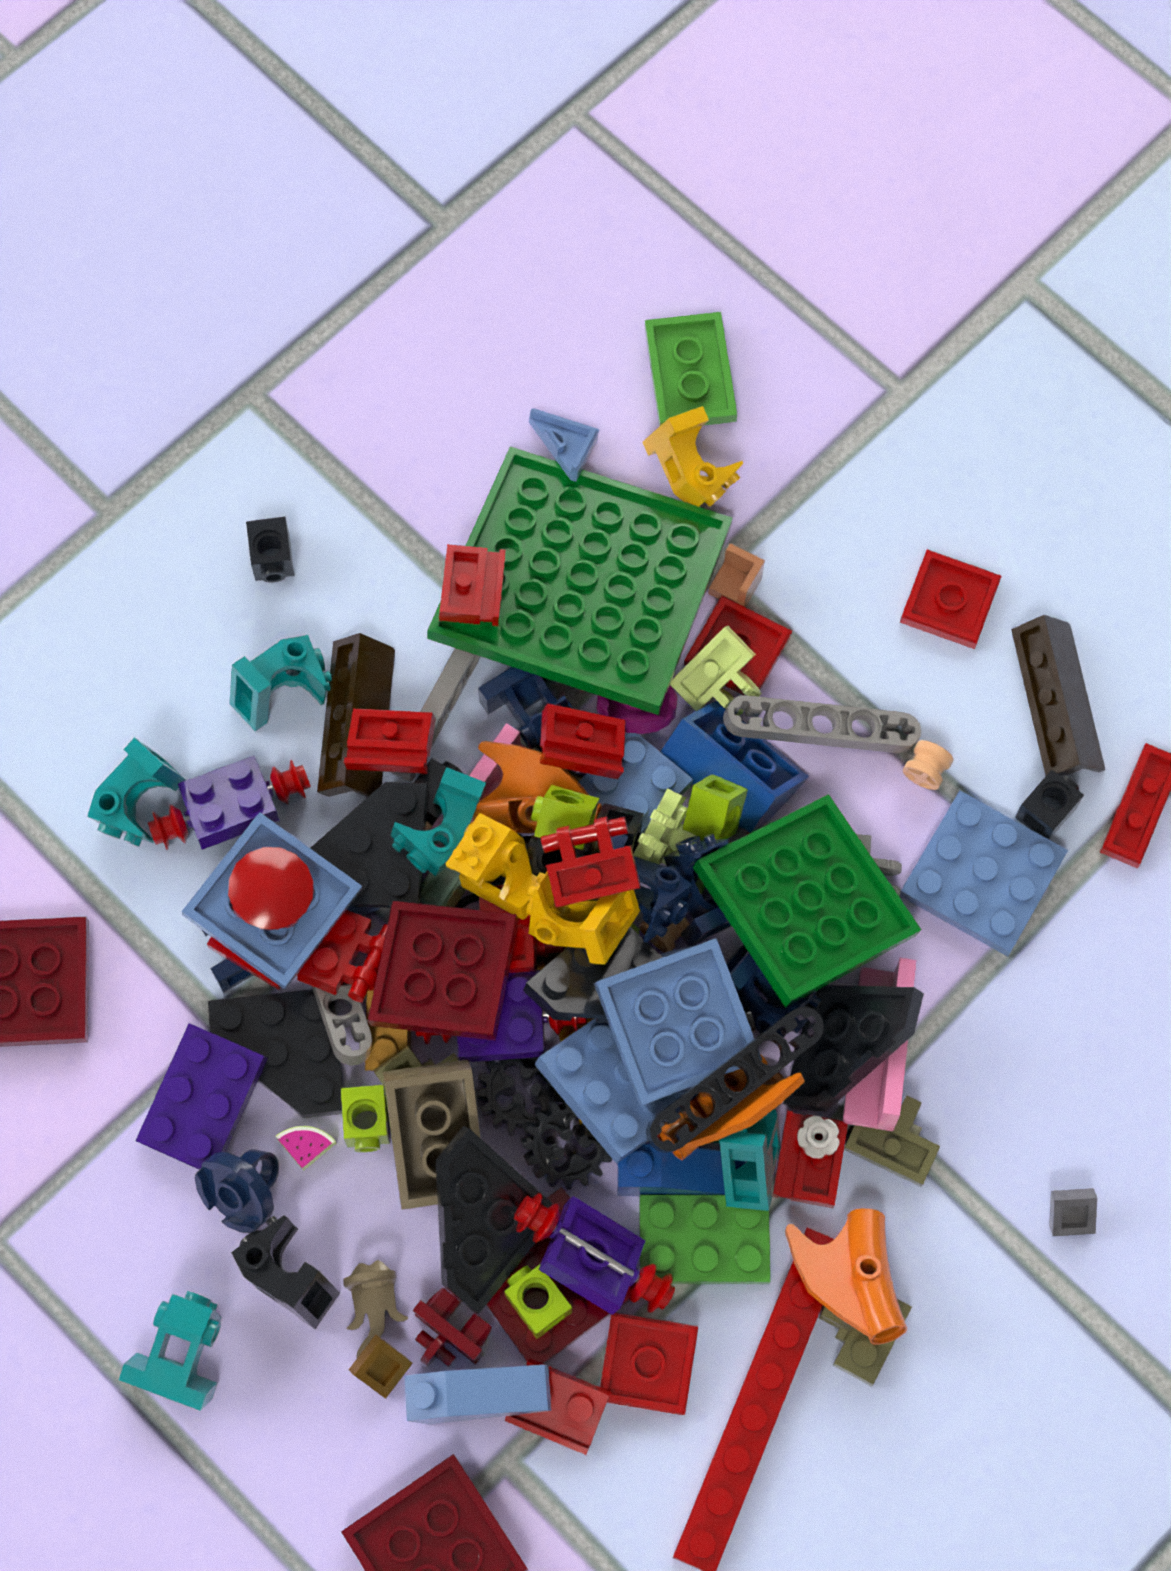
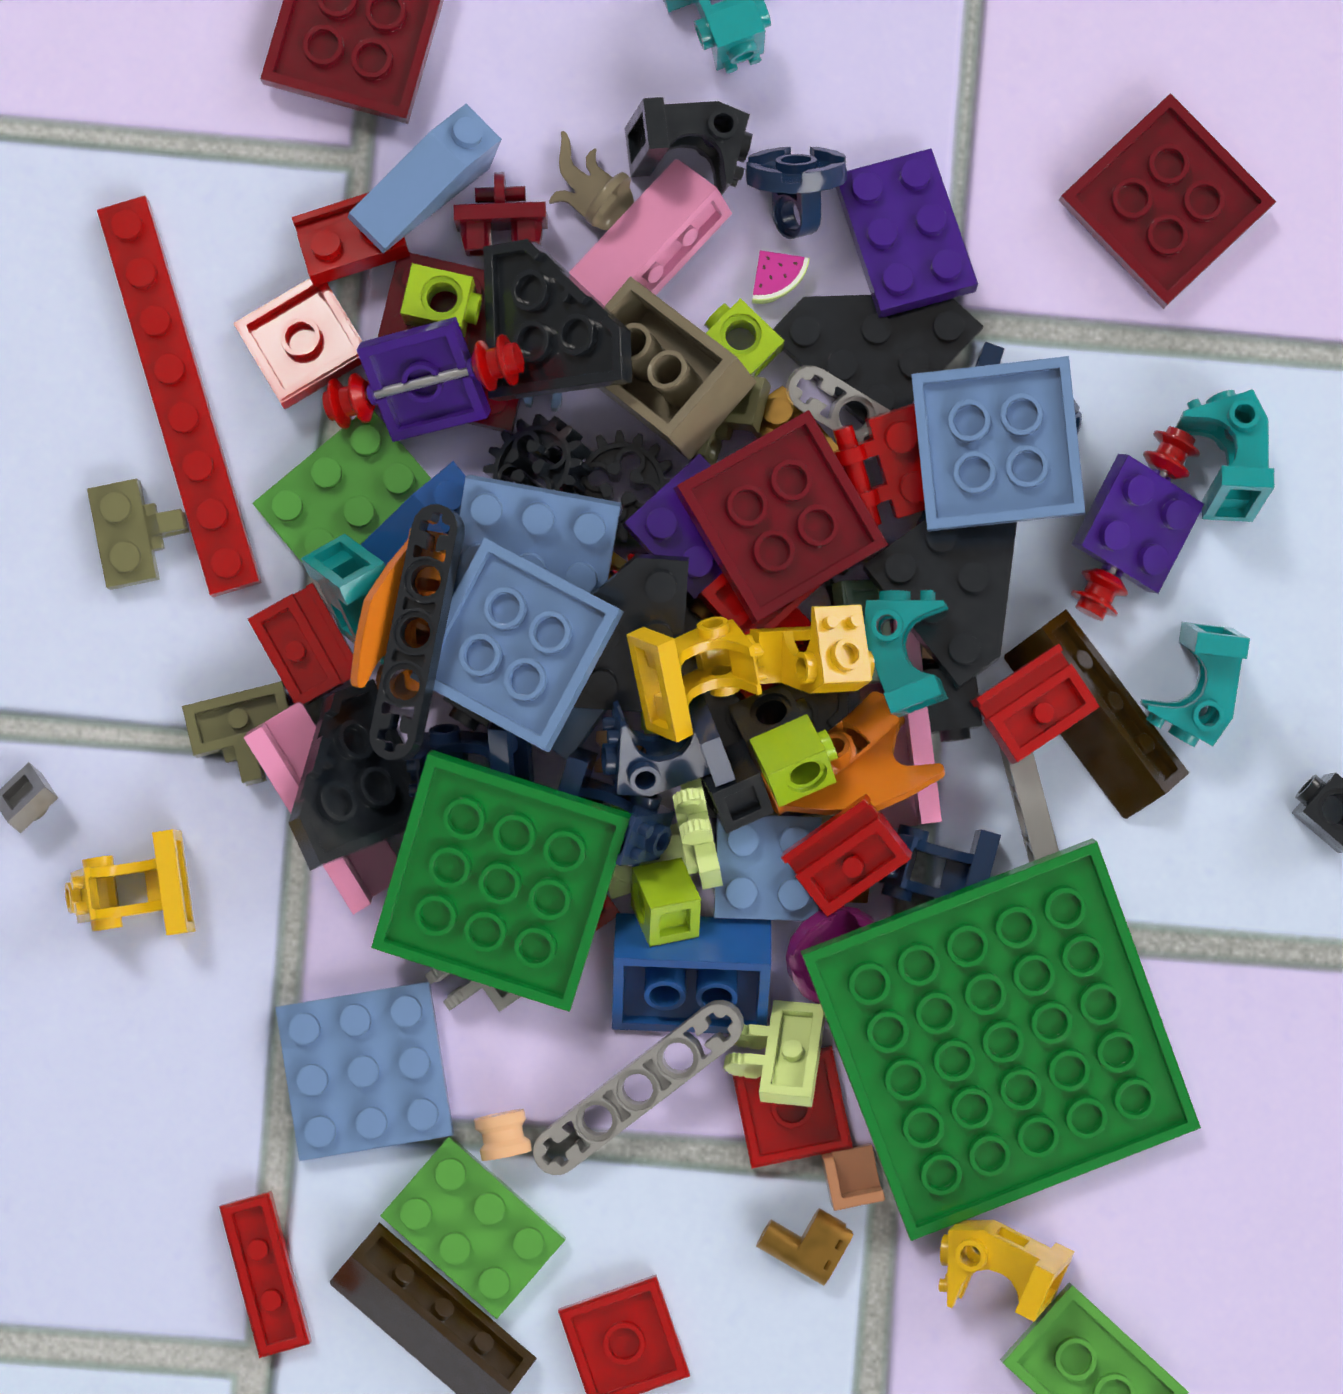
camera: 140 degrees right, 15 degrees up
(270, 888) = (1005, 446): red dish -> none
(366, 1234) = (654, 234): none -> bright pink panel
(380, 1366) = (535, 139): pearl gold plate -> none
(472, 585) = (1094, 924): red plate -> none
(565, 439) = (1149, 1185): medium blue tile -> none
(591, 875) = (707, 707): red plate -> none
(794, 558) = (813, 1253): none -> pearl gold piece
(816, 1148) = (309, 679): white plate -> none
(852, 1275) = (196, 550): orange pin -> none
(989, 731) = (473, 1227): none -> bright green plate
(1038, 816) = (359, 1171): black brick -> none
(1074, 1116) = (95, 895): none -> yellow tile

